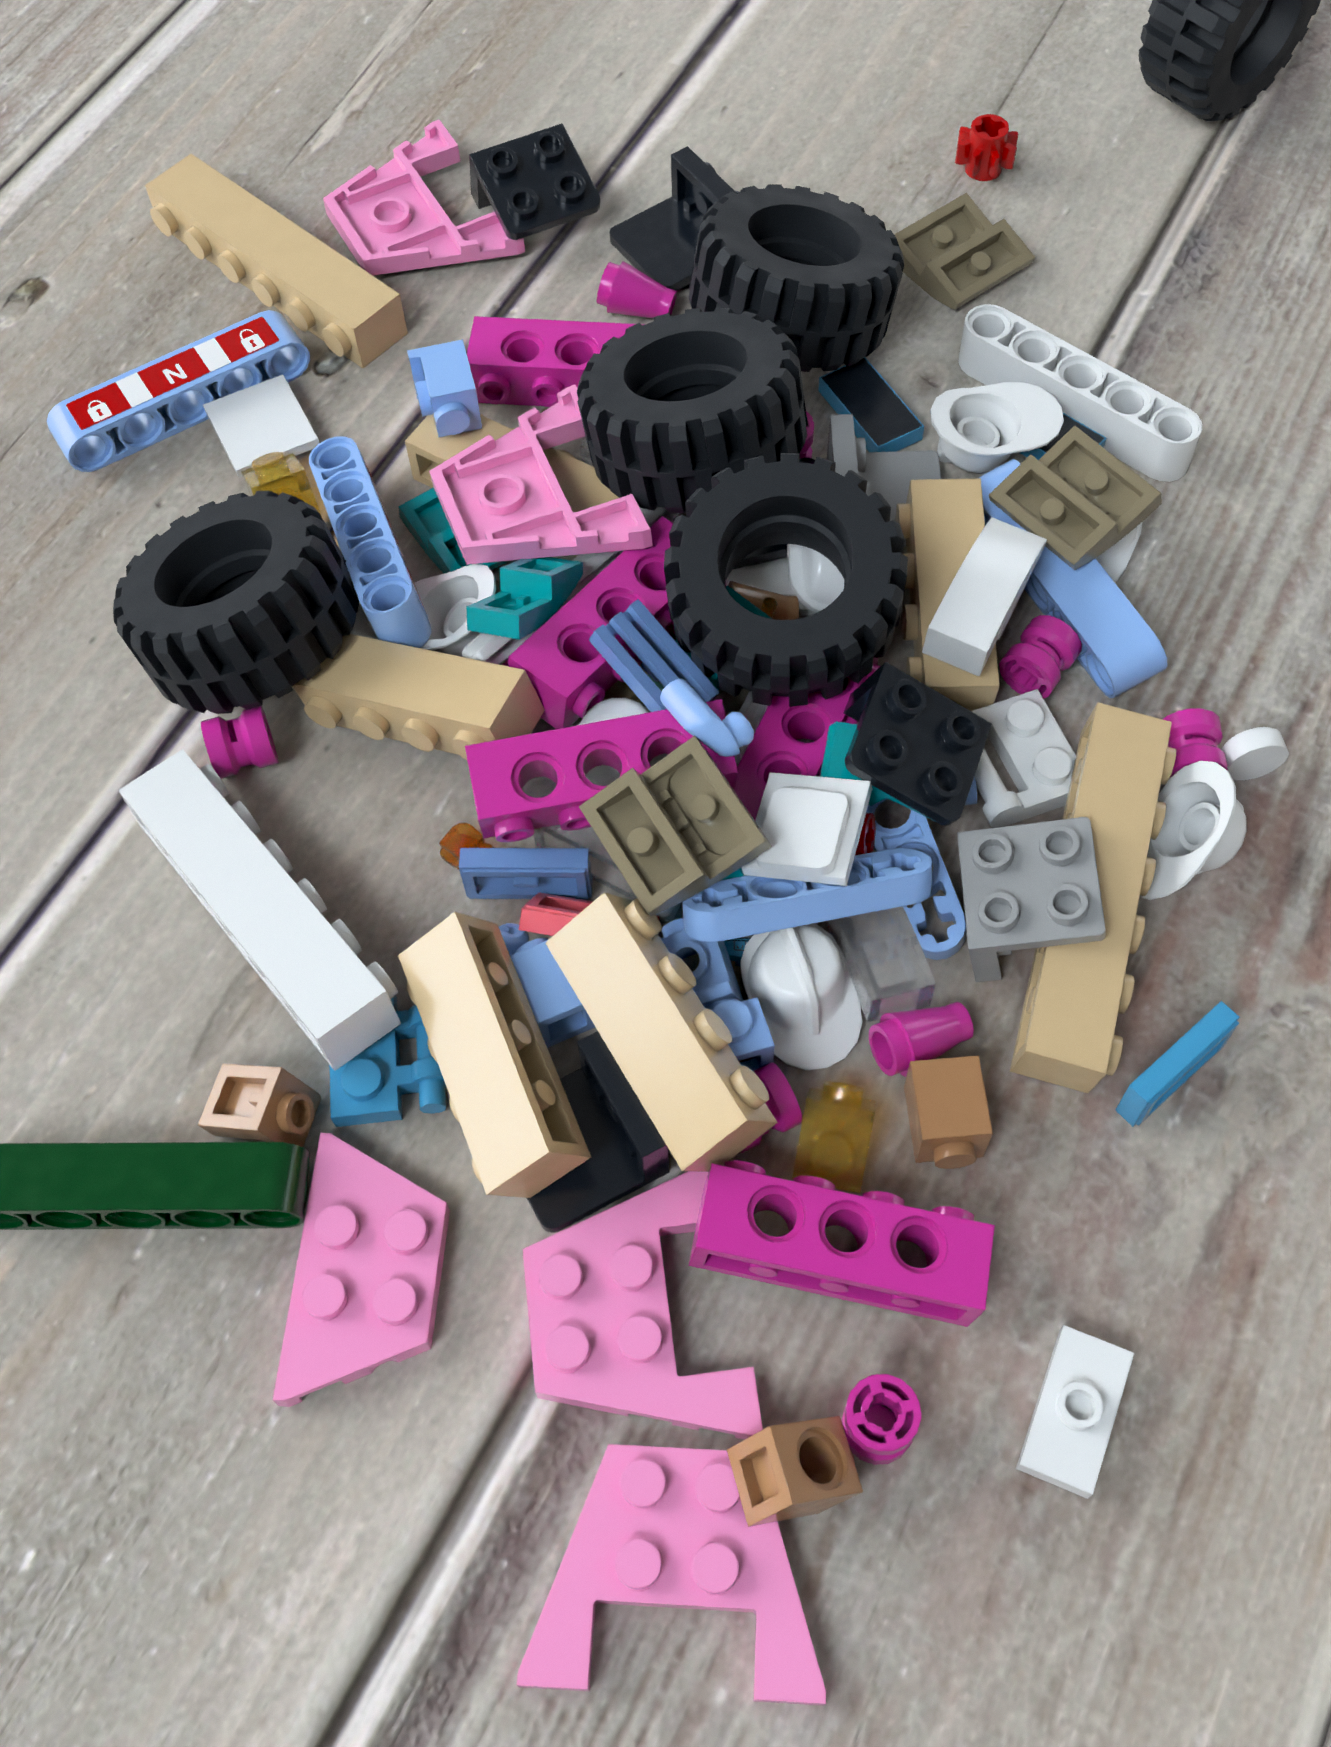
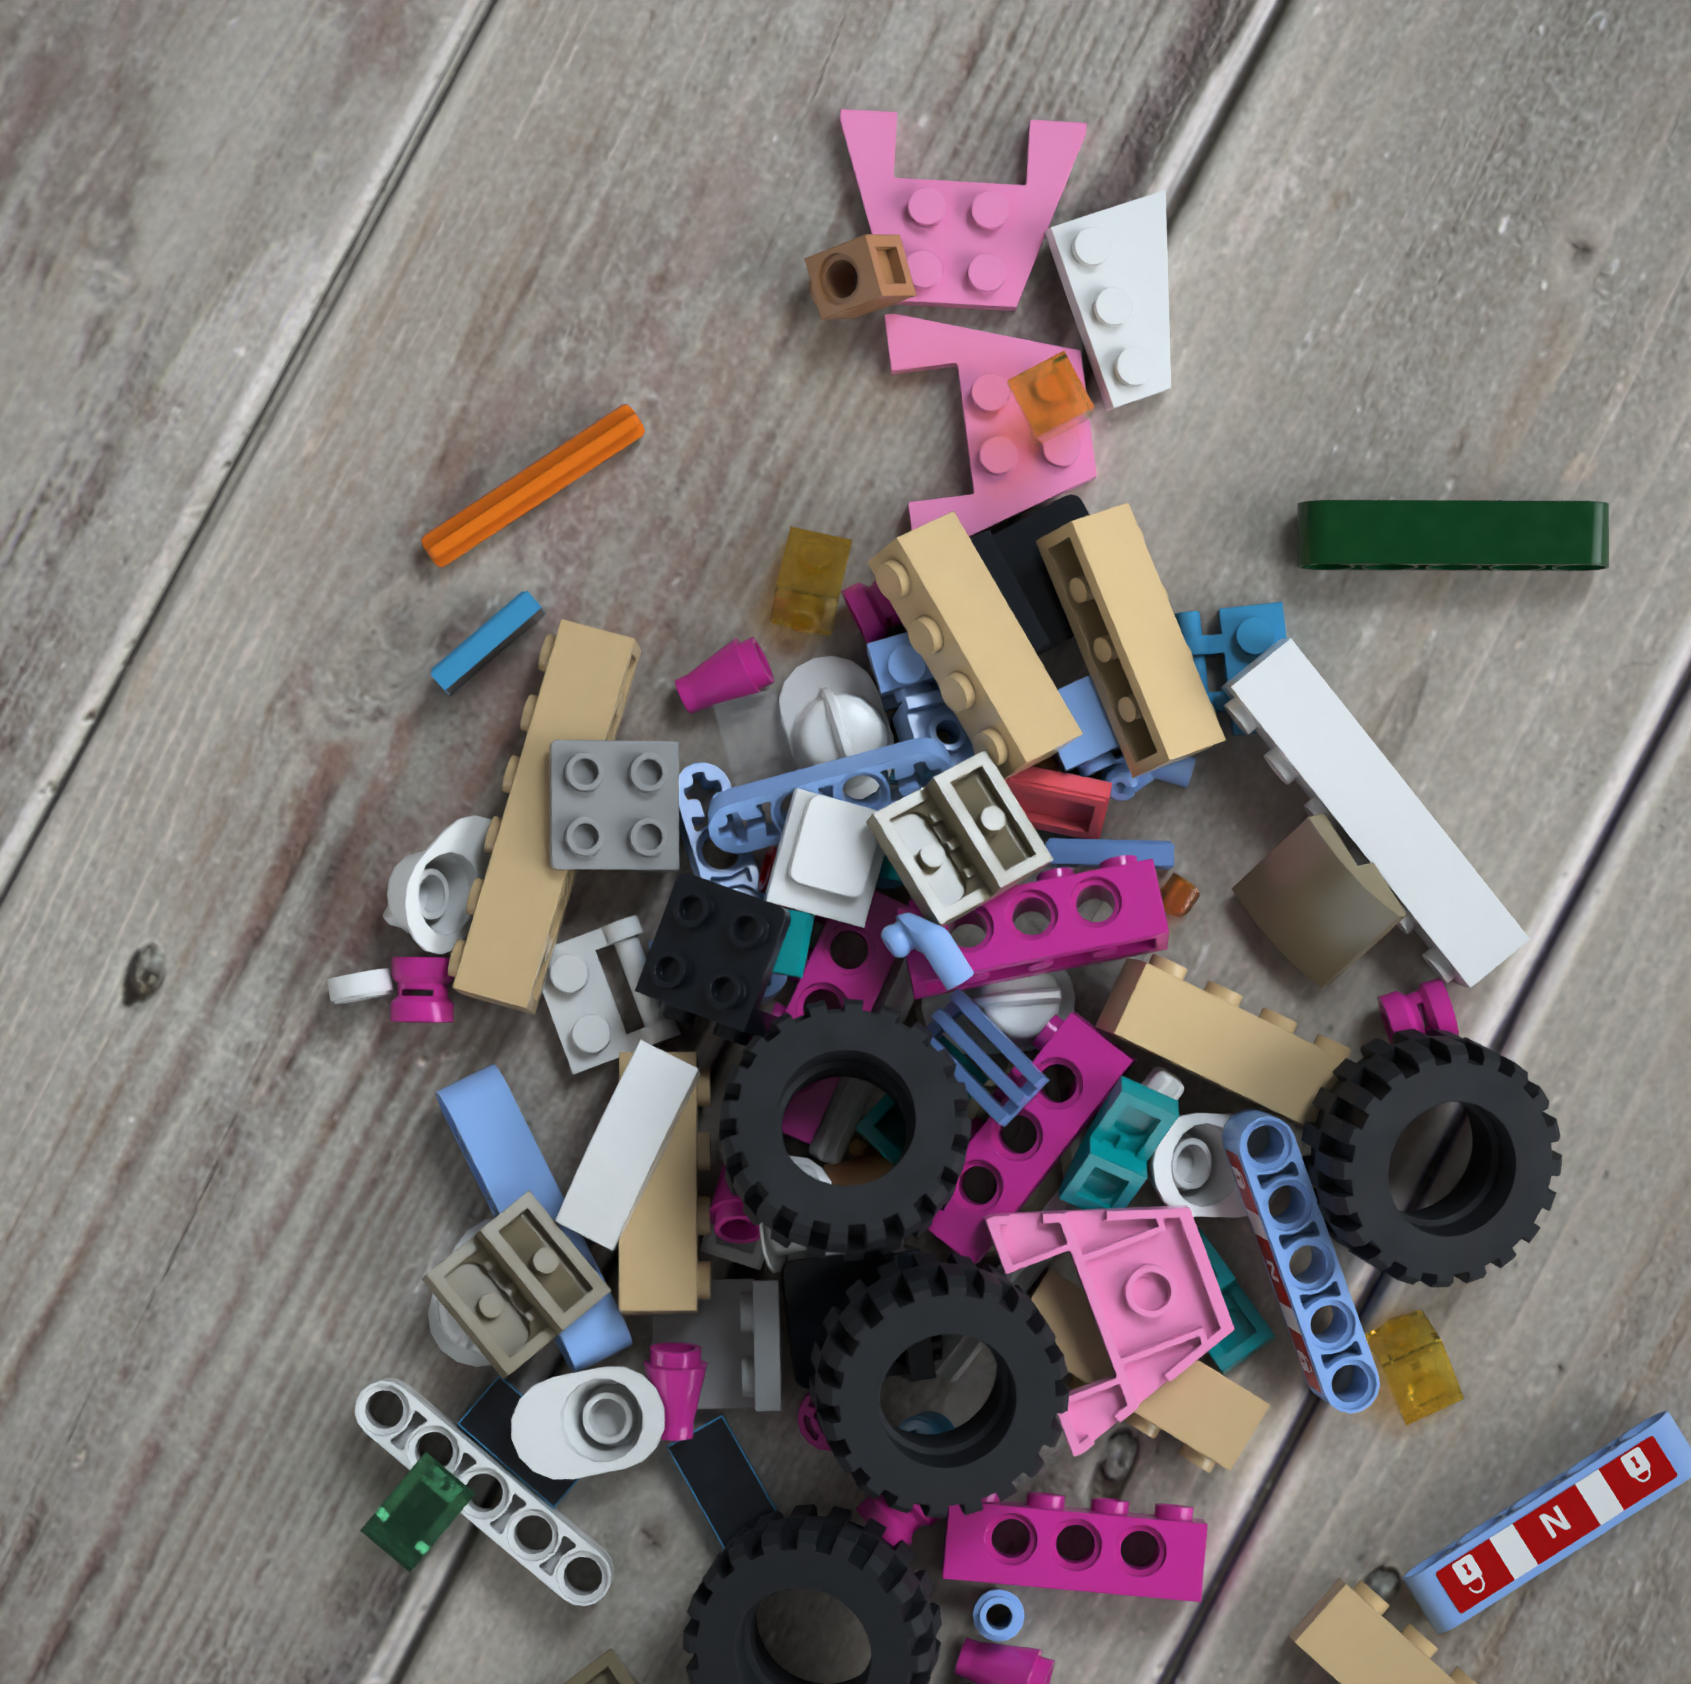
camera: 175 degrees right, 25 degrees up
(260, 422) = (1449, 1472): white piece -> none
(260, 1105) = (1350, 611): medium nougat bracket -> none
(321, 823) = (1318, 901): none -> dark tan slope
(361, 1273) = (1240, 463): bright pink wing -> none
(446, 387) = (1222, 1451): light blue brick -> none
(487, 1465) = (1119, 295): none -> white wing
(568, 1305) = (1051, 398): none -> clear yellow panel
(641, 305) = (1003, 1629): none -> light blue pin
(879, 1434) = (786, 334): dark pink wheel -> none
(921, 450) = (679, 1377): none -> dark pink cone
(947, 1111) = (706, 597): medium nougat brick -> none
(954, 1245) = (720, 434): dark pink brick -> none
(1044, 651) = (575, 1098): dark pink wheel -> none
(1075, 1411) = (616, 336): white plate -> none
(1142, 345) = (417, 1512): none -> clear green slope
(1147, 1237) = (533, 485): none -> orange axle

